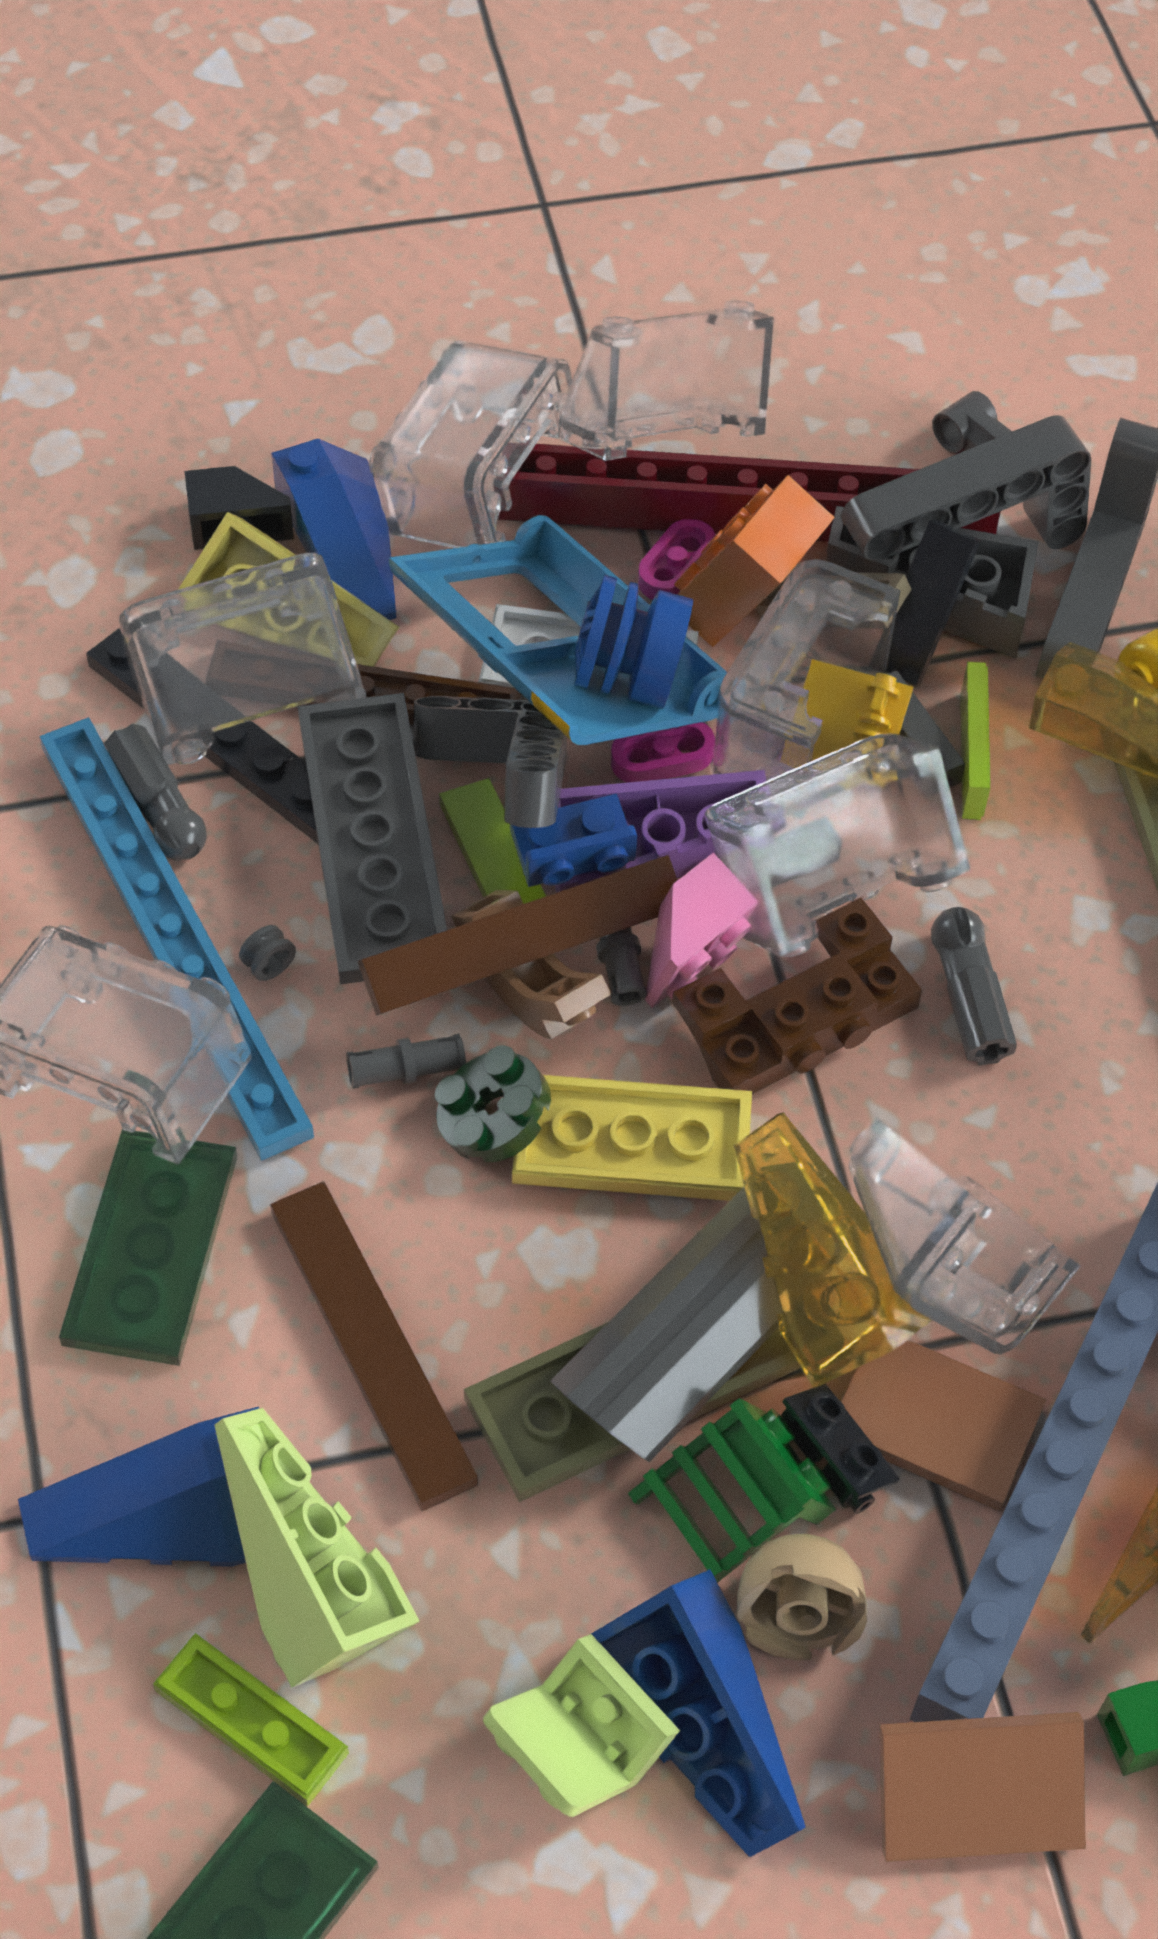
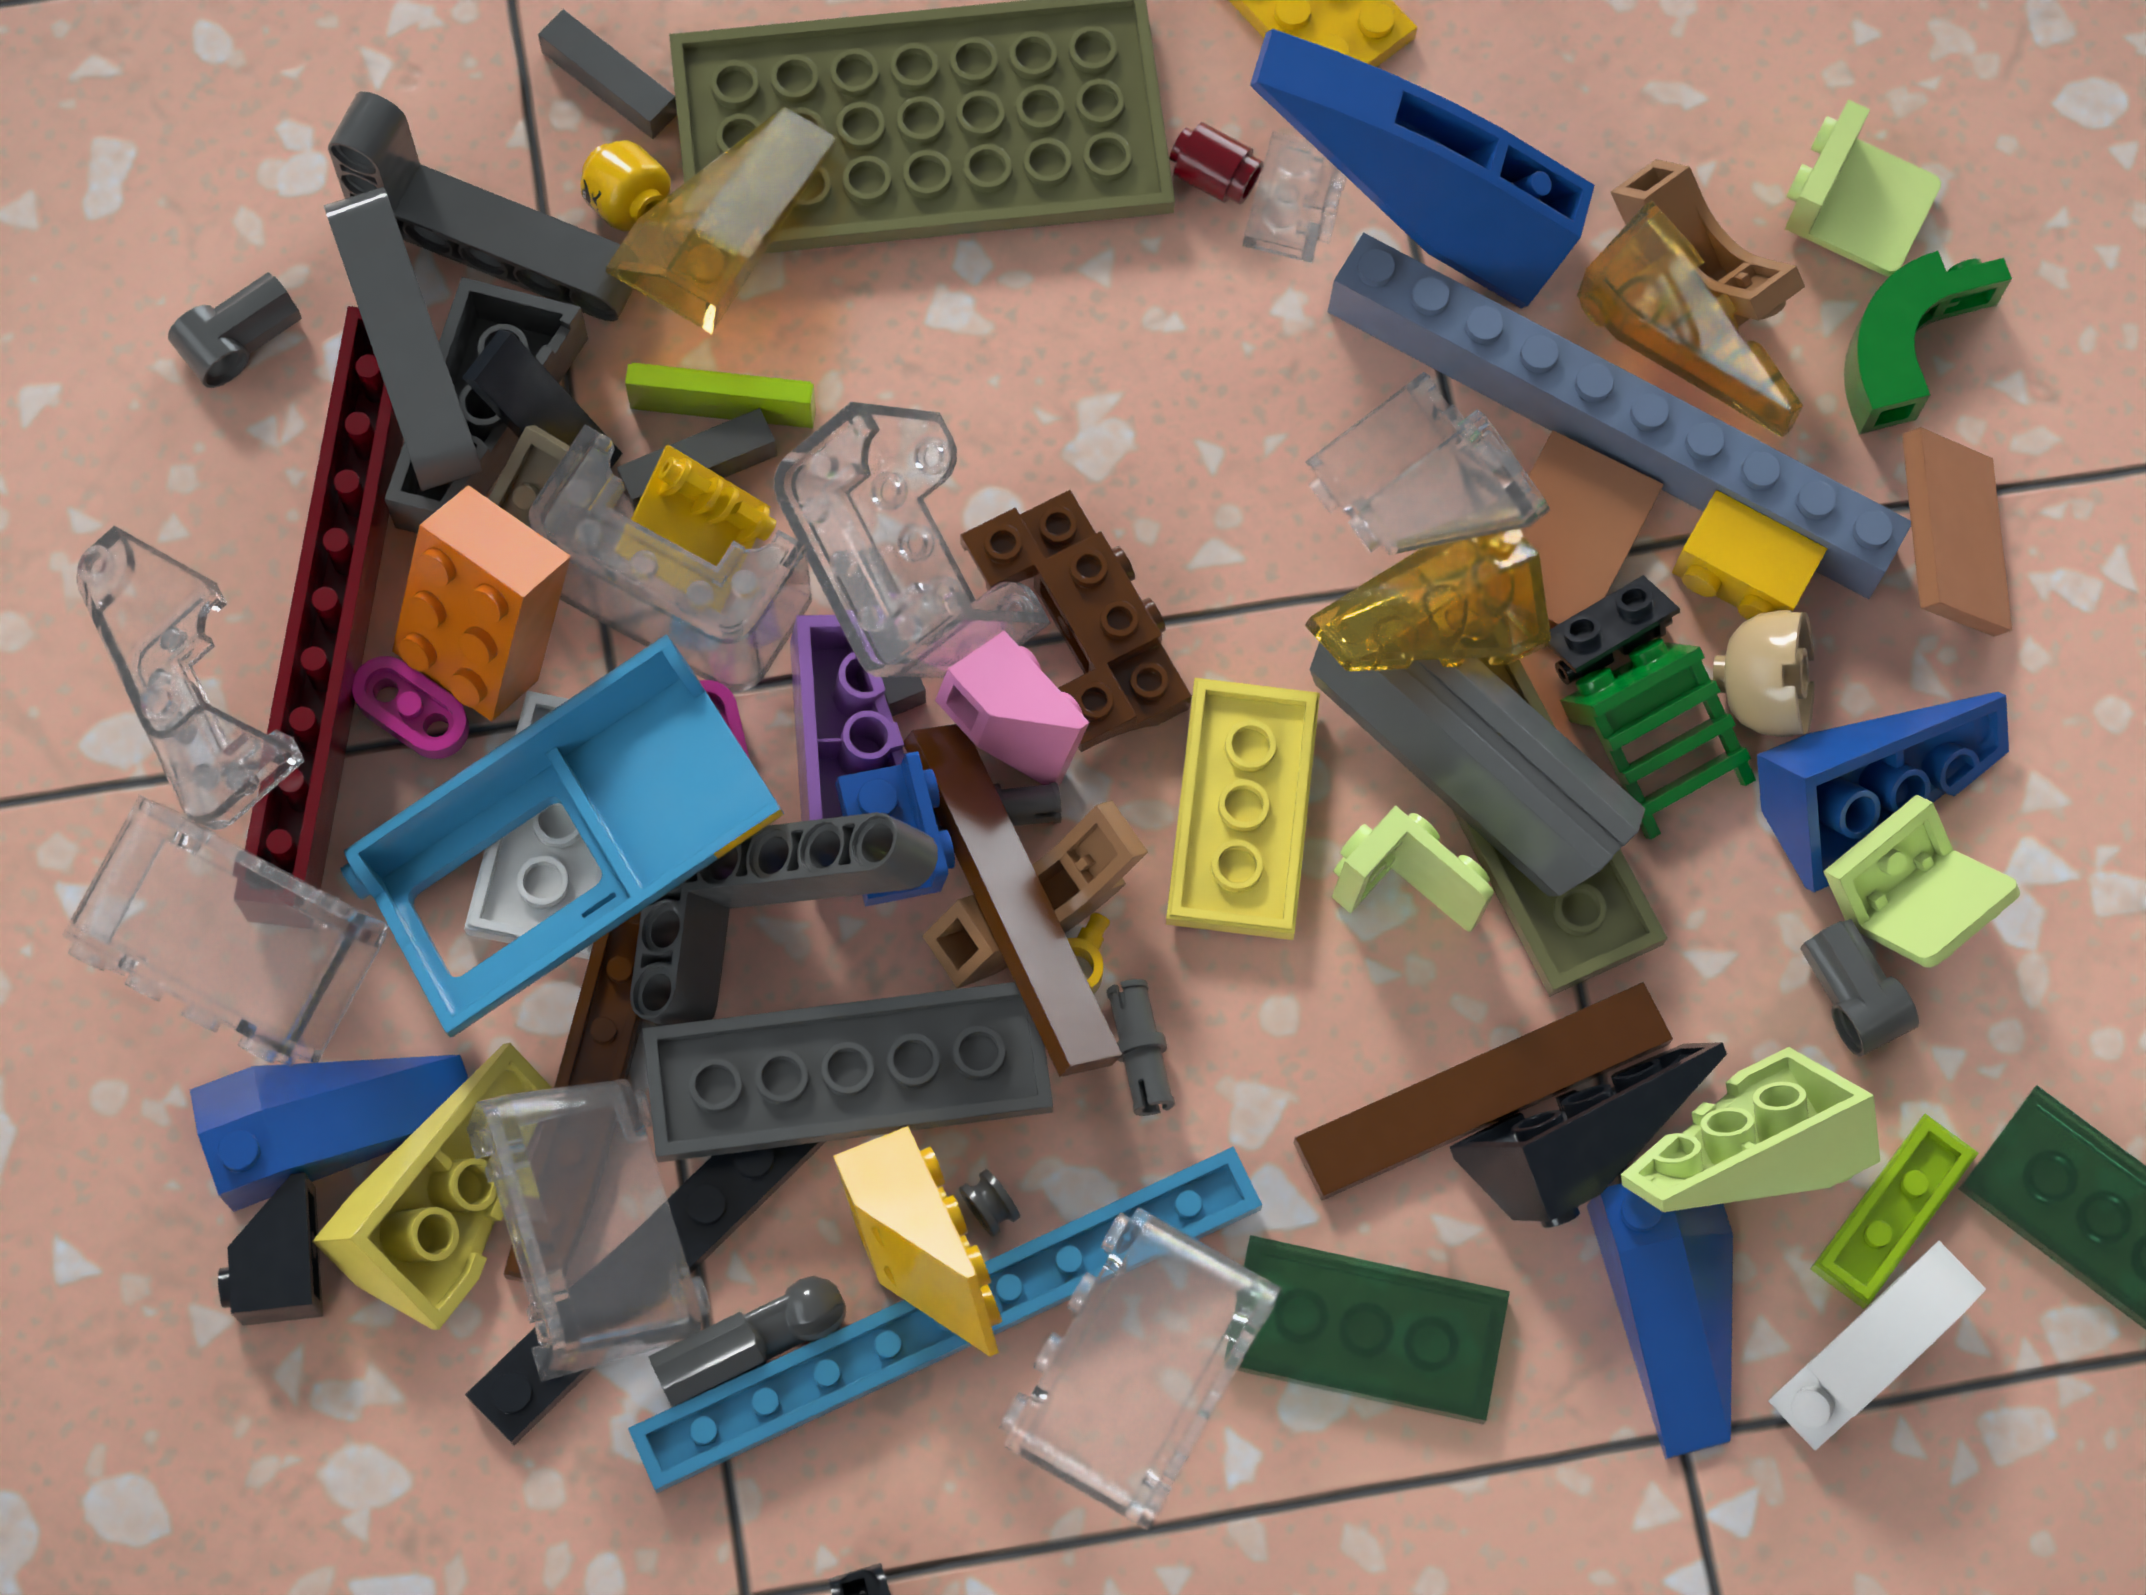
camera: 90 degrees left, 15 degrees up
(114, 1685) = (1877, 1345): none -> white arch
(223, 874) = (918, 1235): none -> yellow slope
(298, 1378) = (1570, 1155): none -> black wedge
(460, 1688) = (1866, 1004): none -> dark grey piece
(477, 1083) = (1193, 983): plate -> none
(485, 1030) = (1088, 945): none -> yellow piece
(486, 839) = (838, 948): lime tile -> none
(583, 1230) = (1414, 852): none -> yellowish green bracket
(633, 641) = (641, 733): blue wheel -> none
(926, 1579) = (1747, 559): none -> yellow brick
(973, 986) = (1058, 439): dark grey piece -> none

